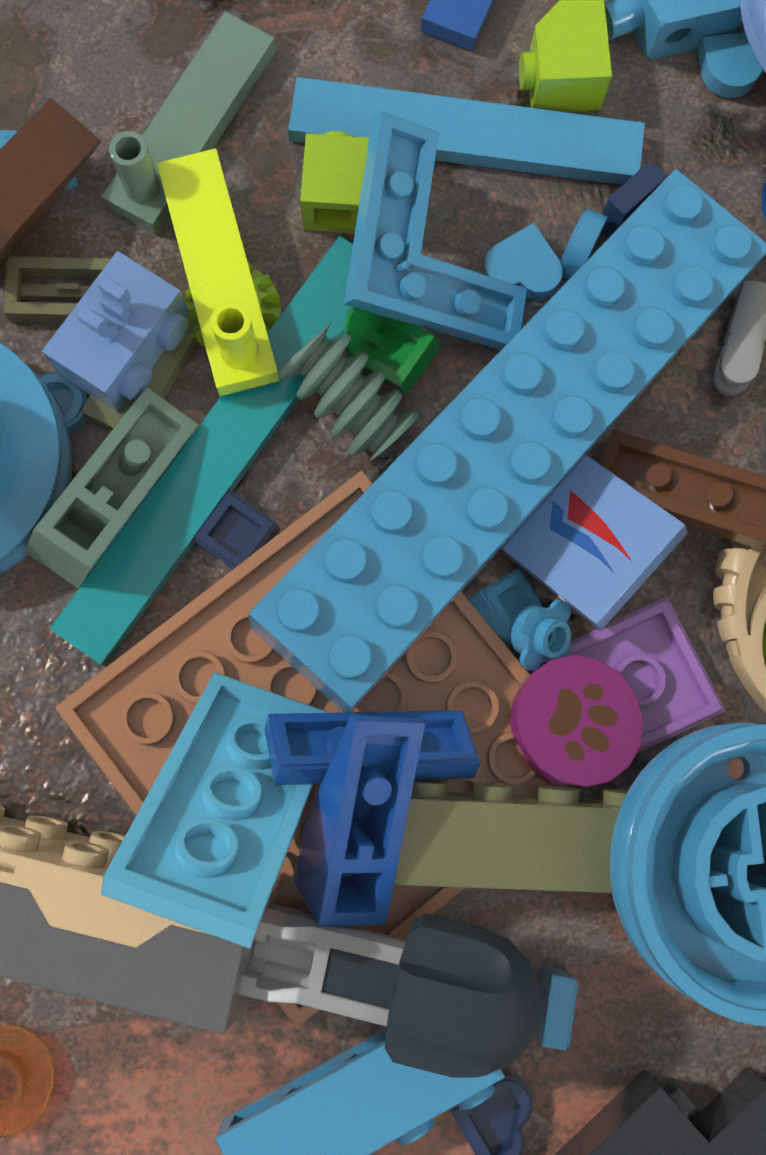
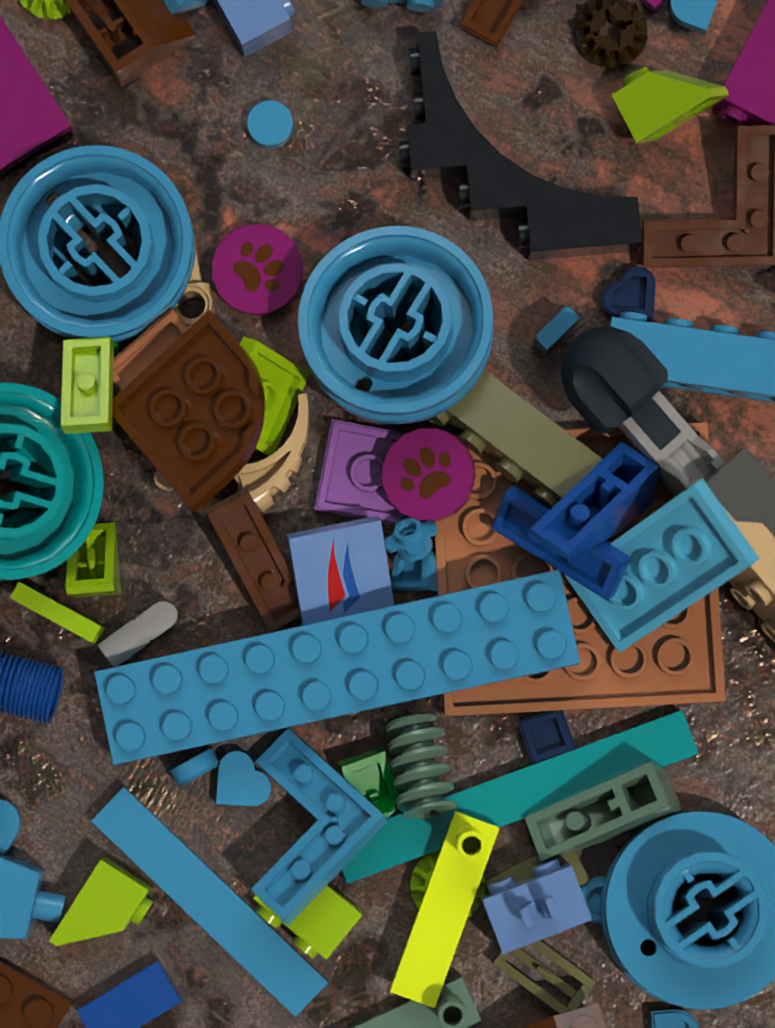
camera: 145 degrees left, 5 degrees up
(631, 196) = (144, 772): dark blue tile -> none

